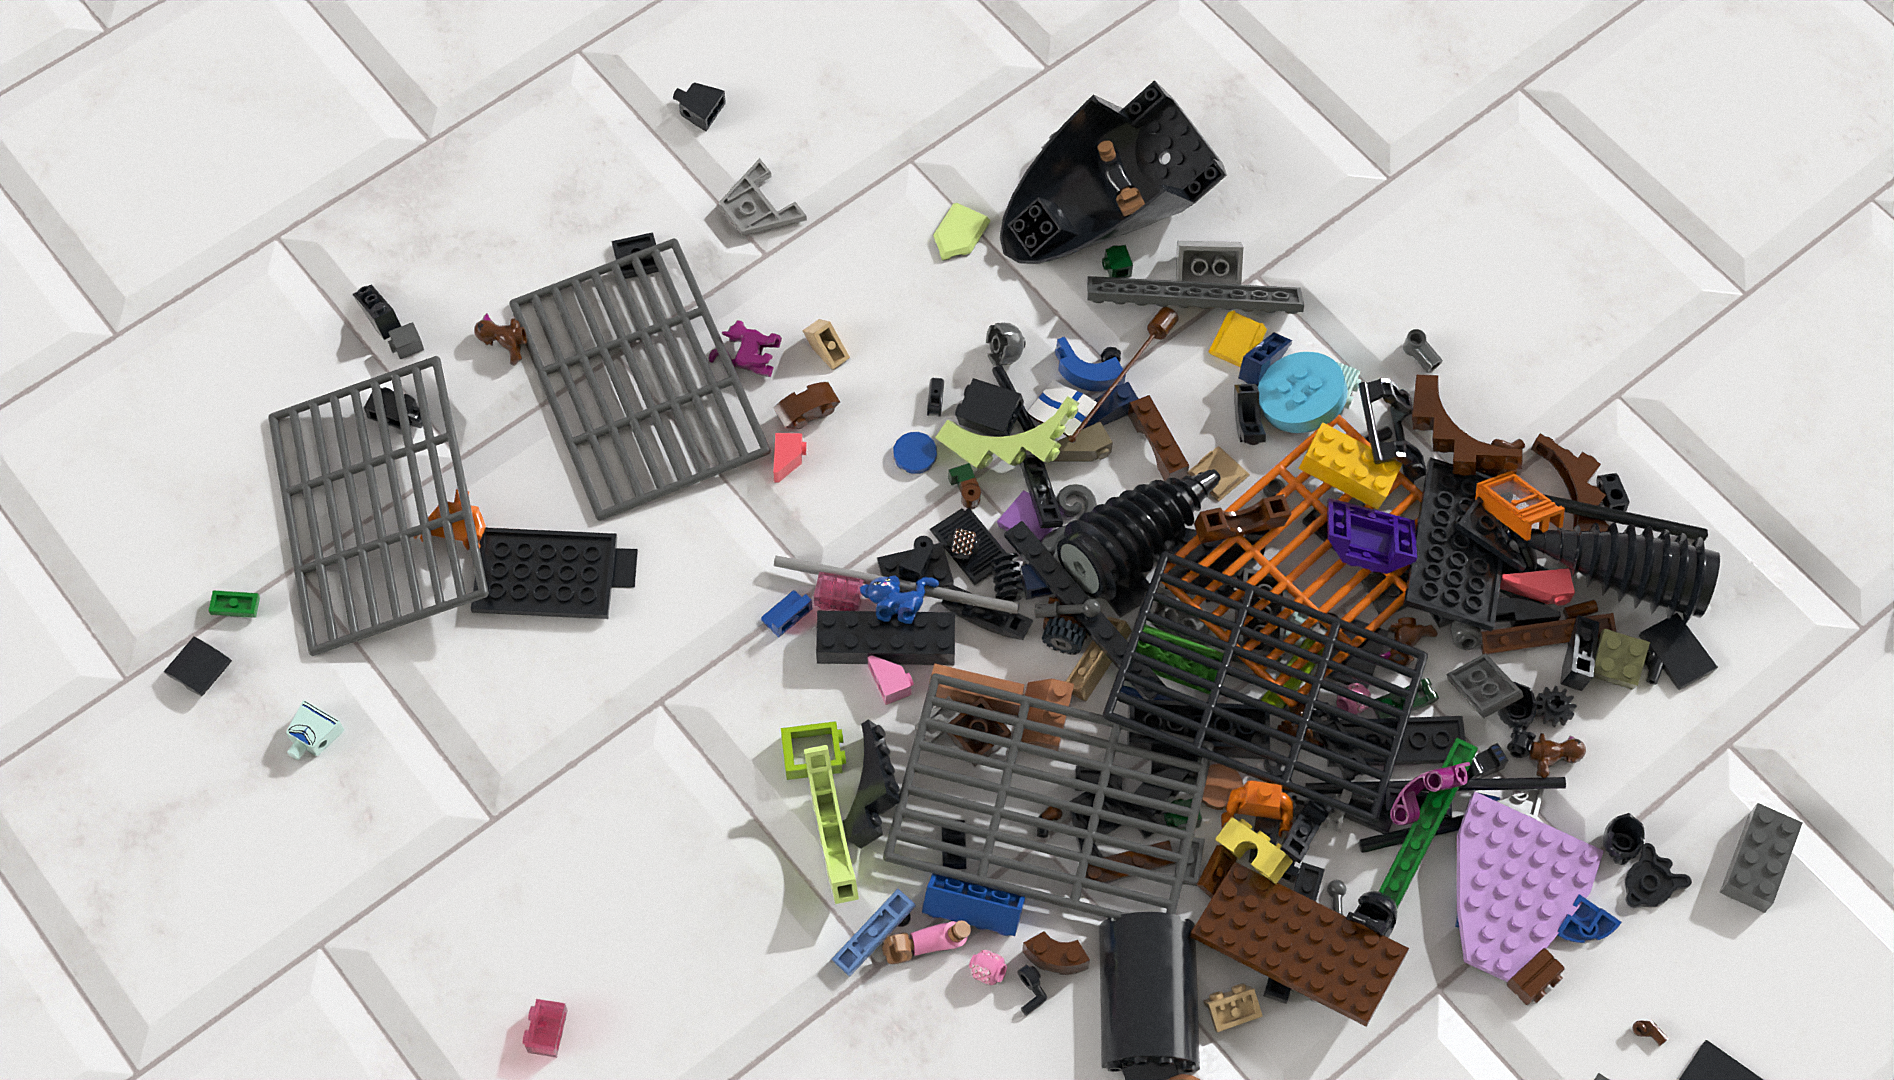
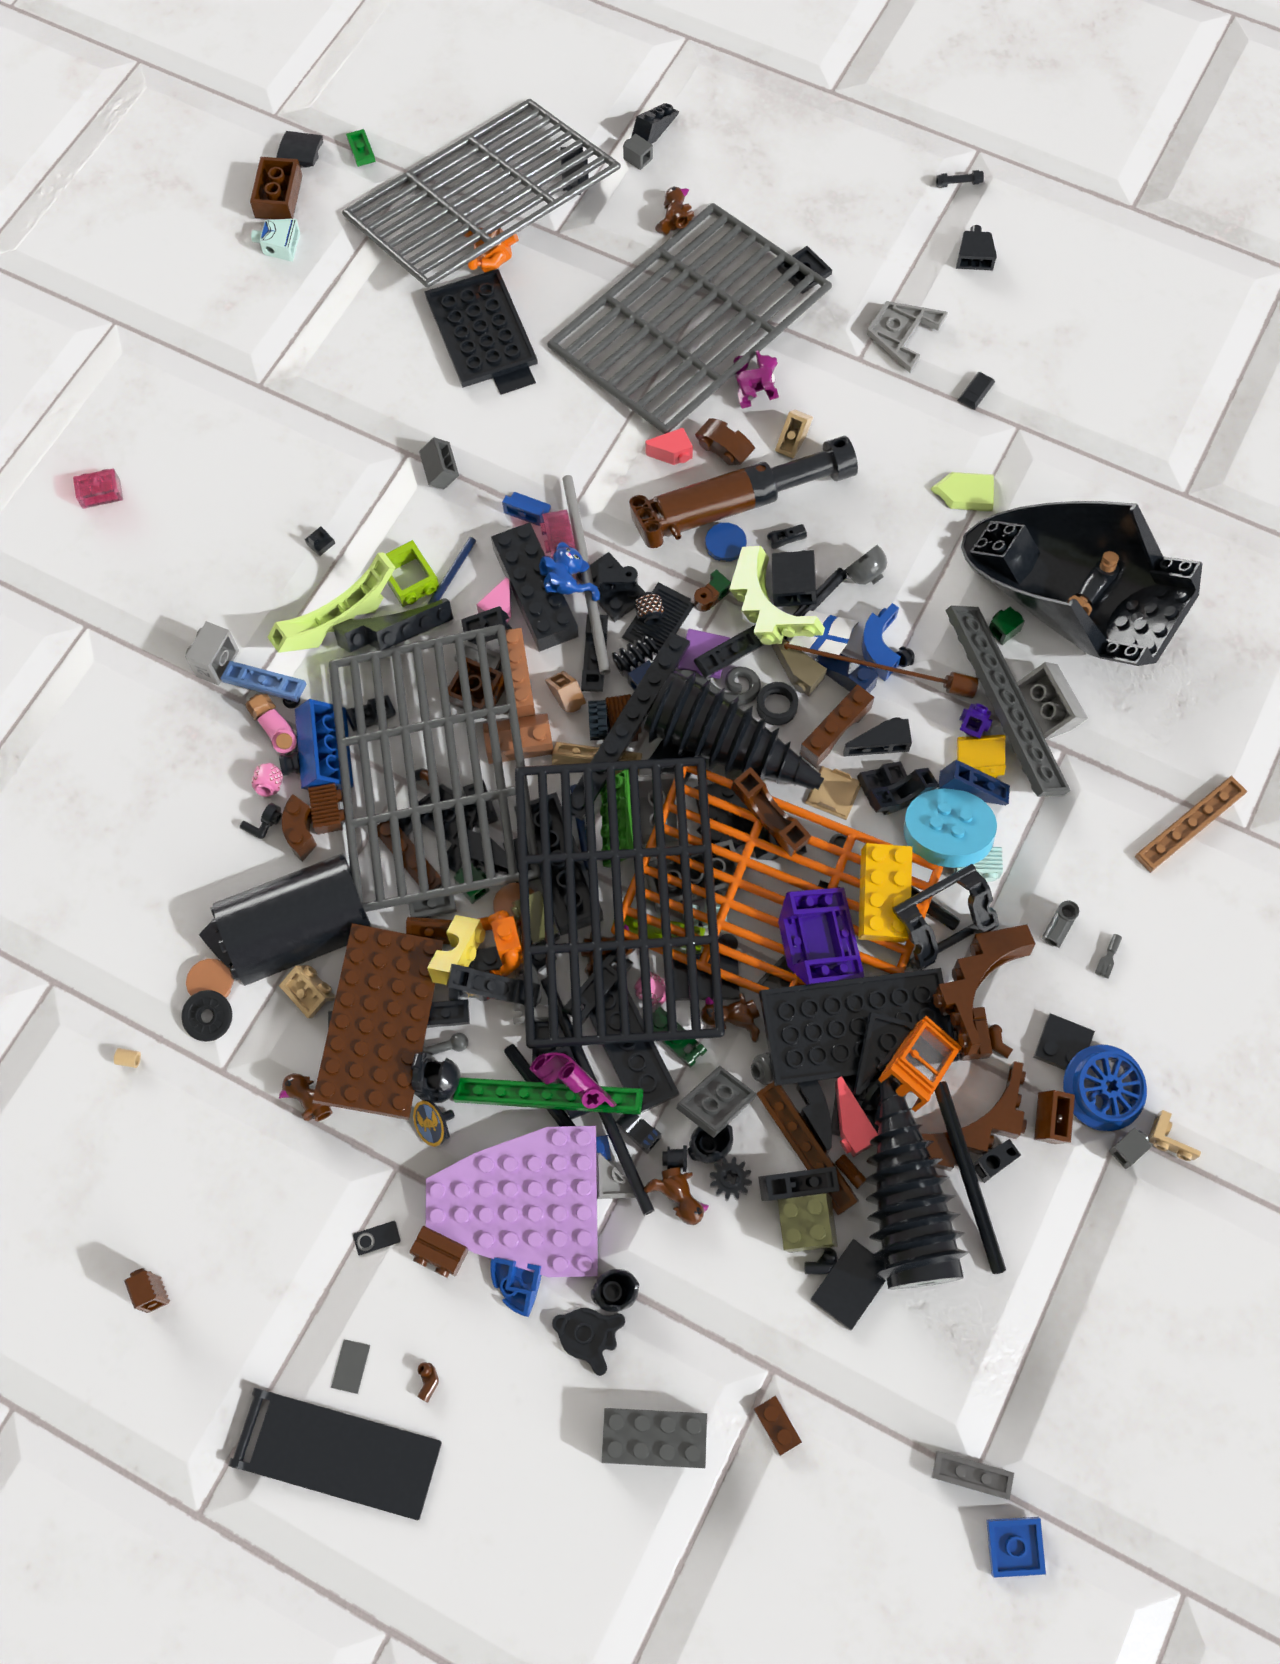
camera: 70 degrees right, 5 degrees up
(245, 707) = (276, 188): none -> reddish brown brick
(601, 93) = (943, 179): none -> black bar
(697, 672) = (439, 463): none -> dark grey brick
(726, 823) = (320, 541): none -> black tile
(821, 970) = (211, 652): none -> light grey brick
(826, 709) = (453, 570): none -> dark blue piece
(854, 176) = (976, 390): none -> black tile
(873, 420) = (736, 492): none -> reddish brown piece
(913, 695) = (486, 619): none -> black hinge
(979, 938) = (289, 763): none -> black wheel
(1014, 654) = (566, 691): none -> medium nougat slope
(1040, 917) = (326, 809): none -> reddish brown brick
(1090, 608) = (614, 700): dark grey pin -> none
(1112, 464) = (777, 688): none -> black tyre
(1186, 406) = (887, 737): none -> black slope
(1204, 327) = (972, 726): none -> dark purple brick
(1223, 427) = (882, 777): none -> black slope
(1237, 779) = (536, 916): none -> olive brick
(1350, 1038) = (298, 1087): none -> reddish brown animal
(1368, 215) = (1190, 824): none -> medium nougat tile
(1417, 935) = (431, 1122): none -> shield
(1467, 335) = (1106, 963): none -> dark grey piece
(1500, 1031) = (376, 1238): none -> black sticker
(1527, 399) = (1061, 1041): none -> black plate
(1584, 375) = (1085, 1105): none -> blue piece
(1593, 433) = (1054, 1117): none -> reddish brown brick
(1631, 366) = (1162, 1127): none -> tan bracket
(1637, 391) = (1131, 1148): none -> dark grey brick
(1777, 758) = (777, 1425): none -> reddish brown plate
(1864, 627) = (973, 1475): none -> flat silver plate

